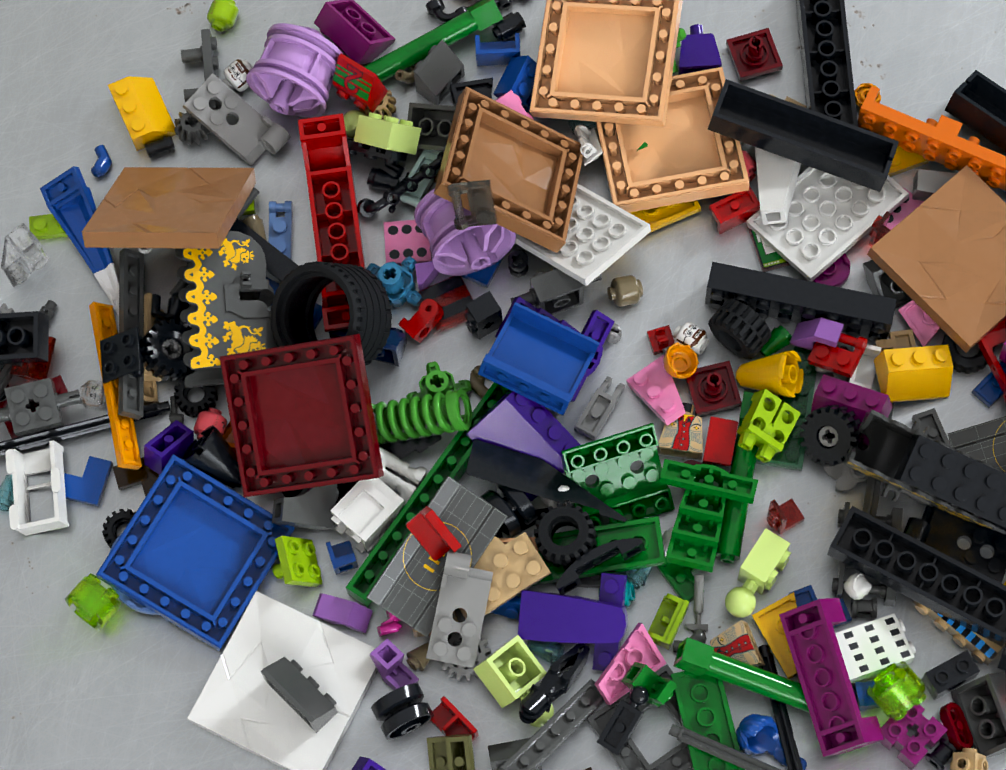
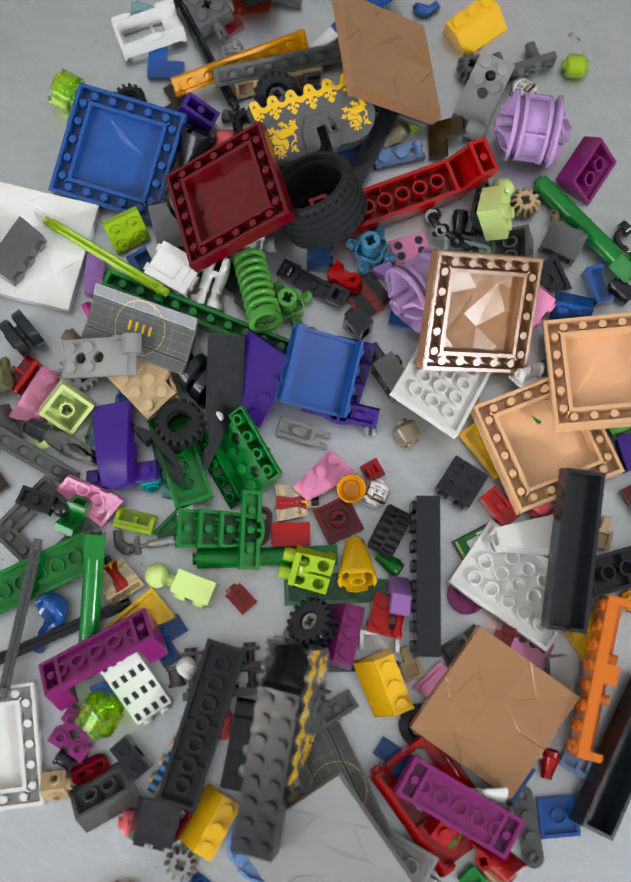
camera: 70 degrees right, 10 degrees up
(122, 355) = (260, 57): black hinge -> none
(160, 146) = (451, 51): black pin -> none
(267, 178) = (441, 132): none -> dark brown tile
(328, 588) = (106, 256): none -> lime piece
(358, 84) = (532, 179): red slope -> none
(389, 664) = (57, 320): medium lavender slope -> none
(414, 366) = (319, 288): none -> black slope
(432, 533) = (151, 319): red panel -> none
(480, 203) = (433, 286): clear smoke plate -> none
(485, 709) = (35, 394): none -> bright pink wing
(514, 258) = (411, 336): black bush -> none
(697, 244) = (461, 483): none -> black brick

